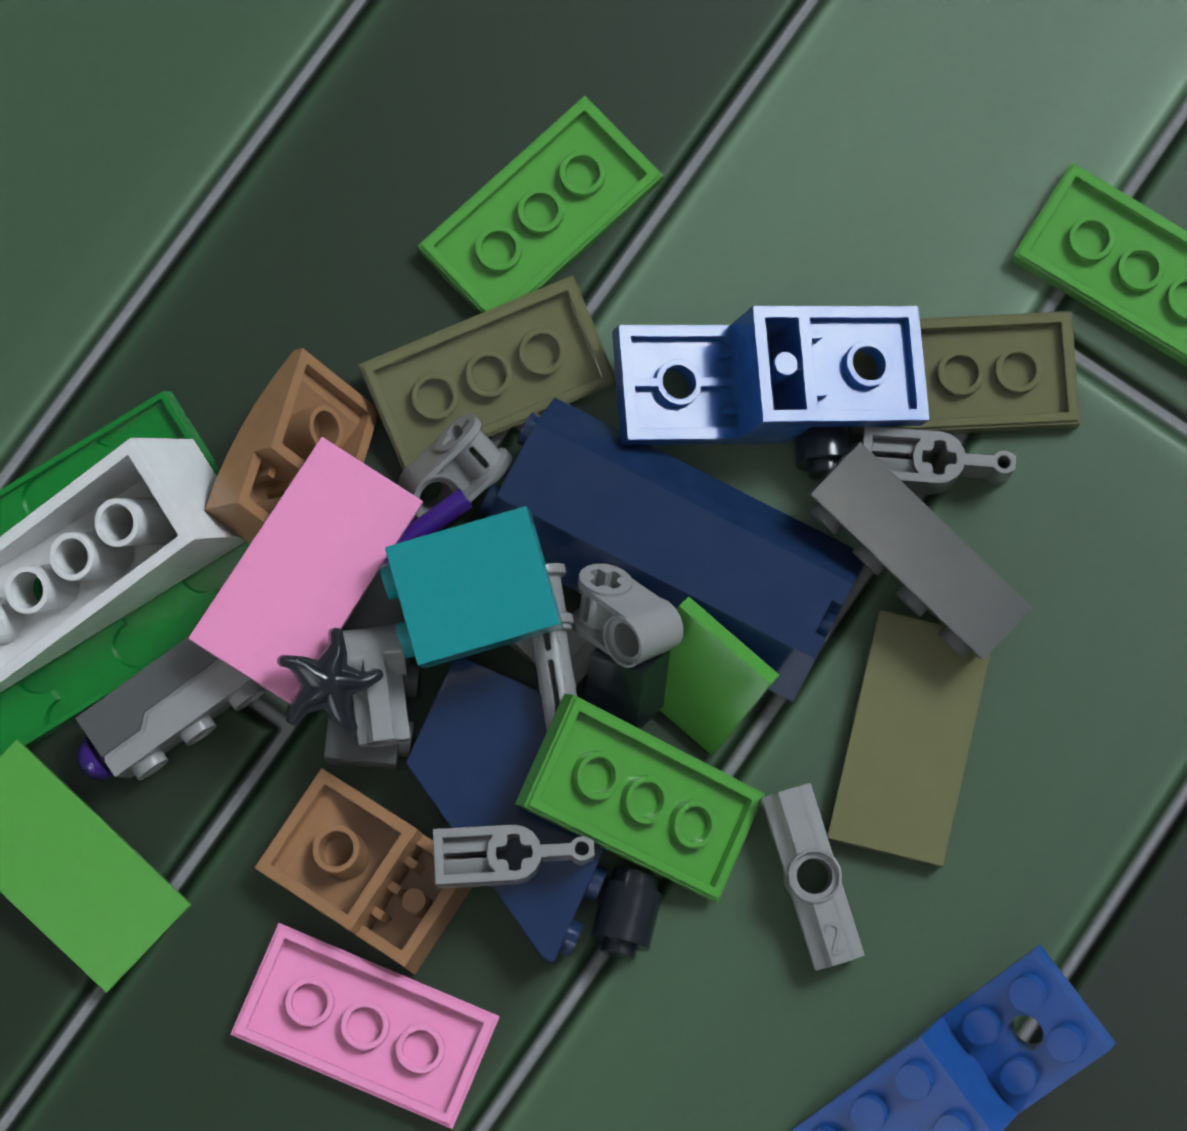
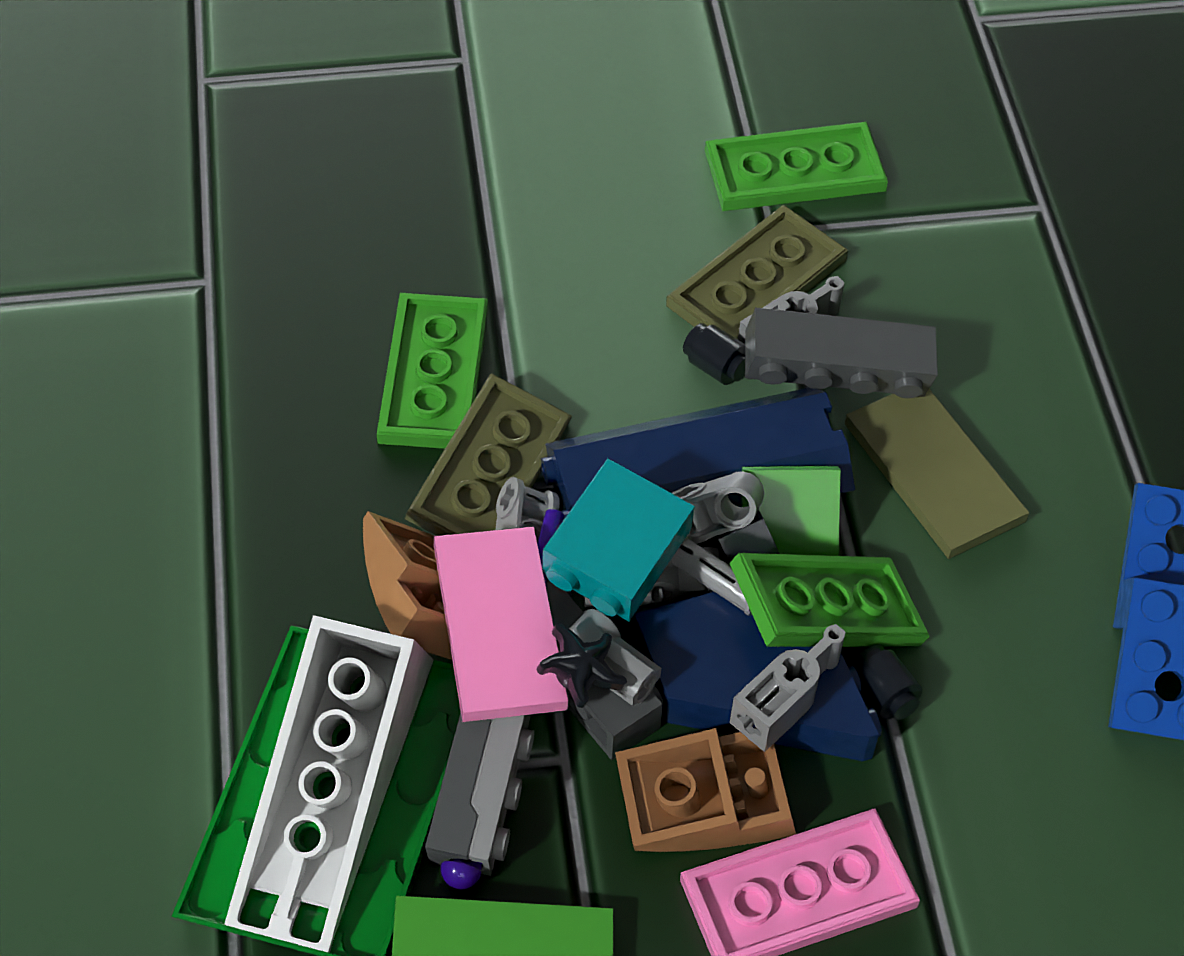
camera: 40 degrees left, 25 degrees down
(770, 375) = (658, 337): bracket -> none
(825, 915) = (989, 585): light grey piece -> none

